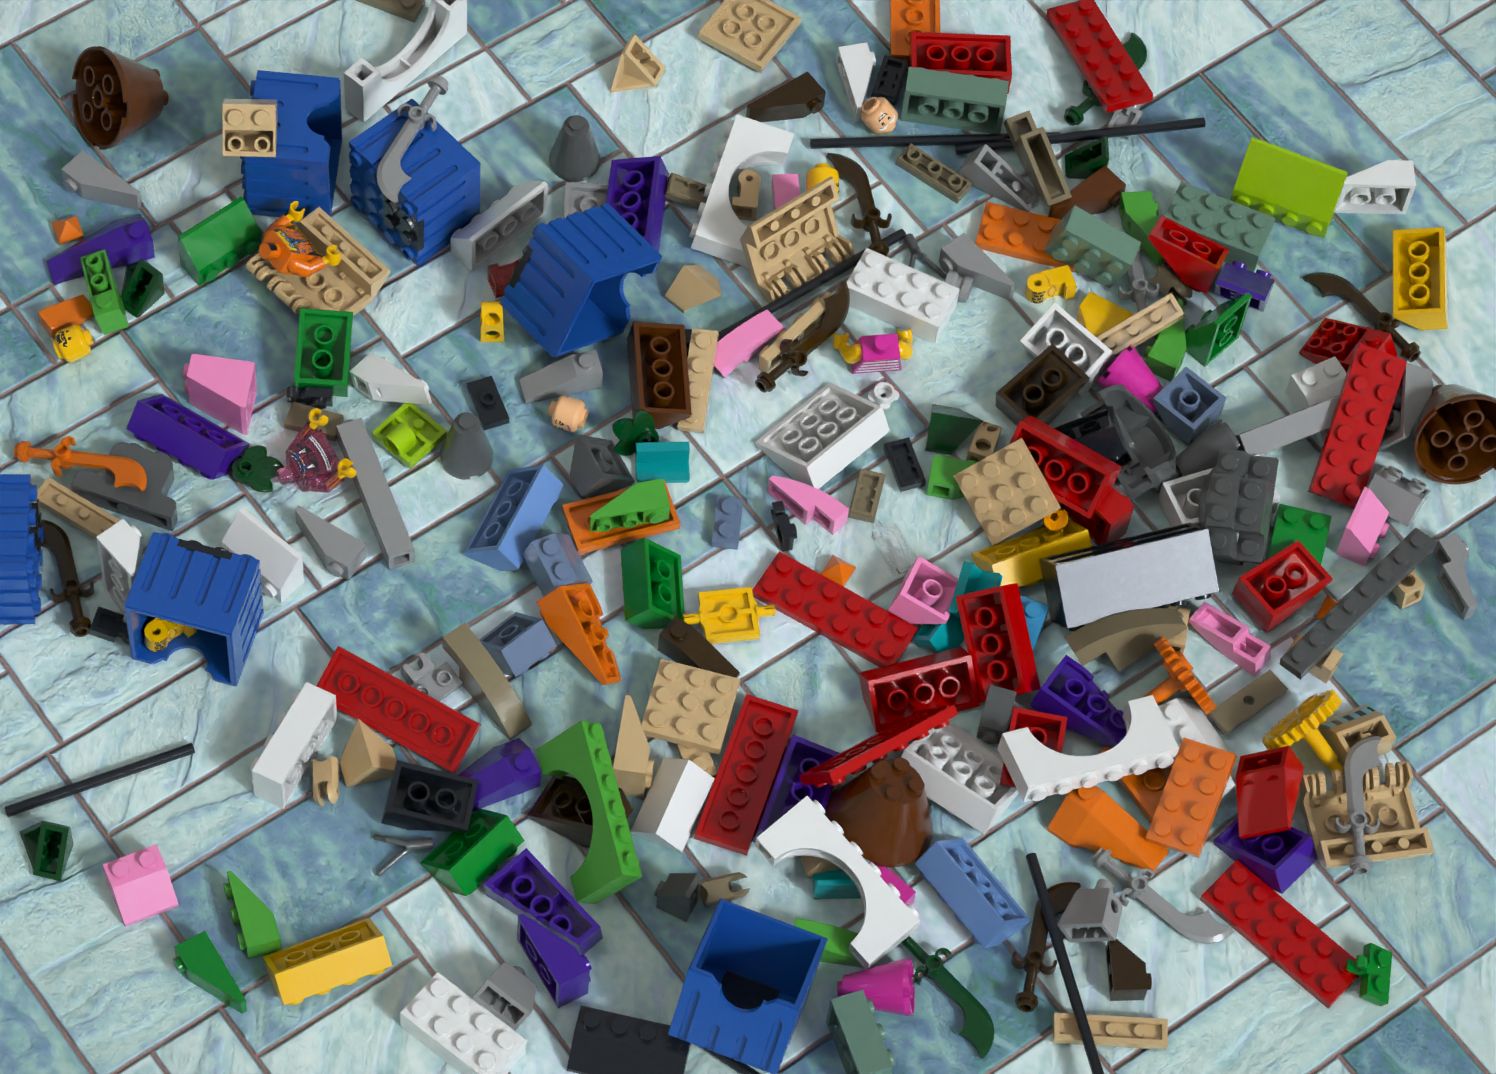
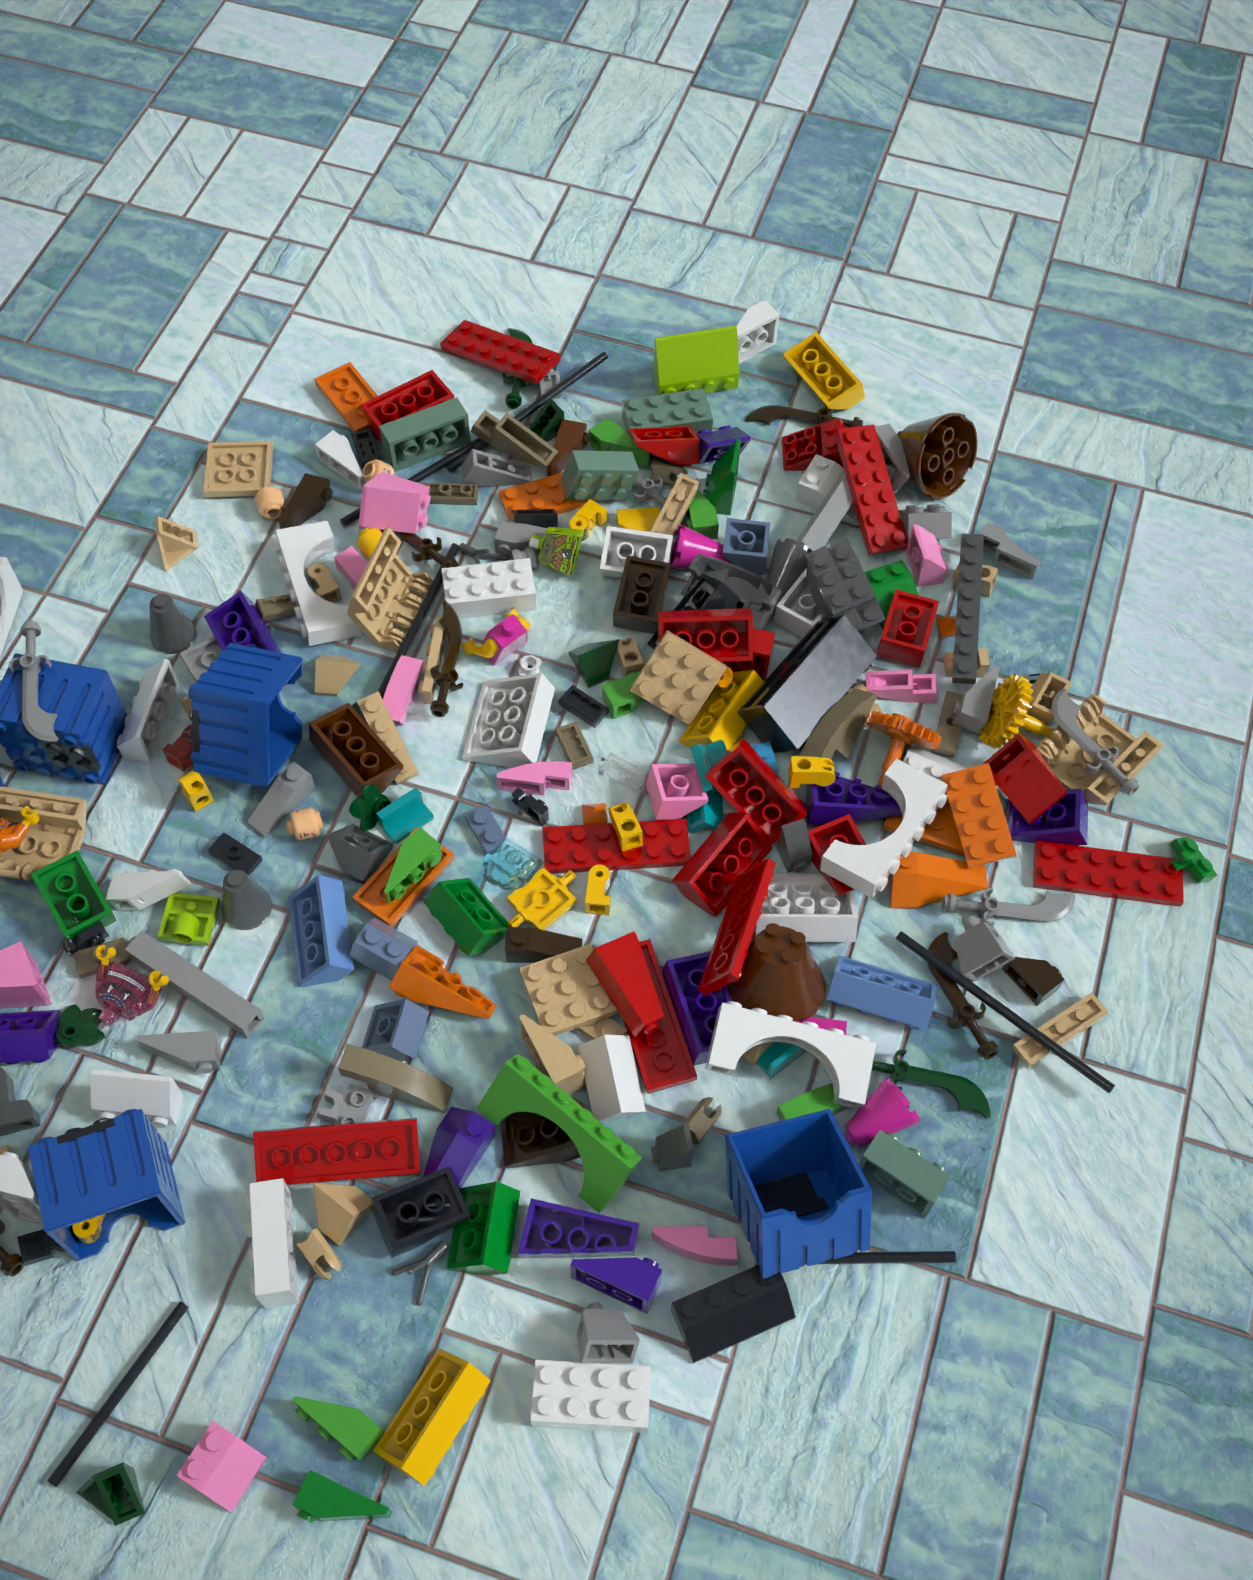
camera: 30 degrees left, 0 degrees up
(640, 982) = (696, 1245): none -> bright pink slope
(721, 567) = (510, 866): none -> clear light blue slope
(745, 726) = (628, 982): none -> red slope
(754, 81) = (270, 502): none -> light nougat head
(786, 636) = (597, 885): none -> yellow leg
(852, 597) = (626, 826): none -> yellow leg
(868, 155) = (394, 504): none -> bright pink slope
(996, 296) = (559, 548): none -> torso
(1002, 253) = (537, 517): none -> black slope
(1061, 655) = (810, 771): none -> yellow leg
(1283, 695) = (975, 705): none -> light grey slope

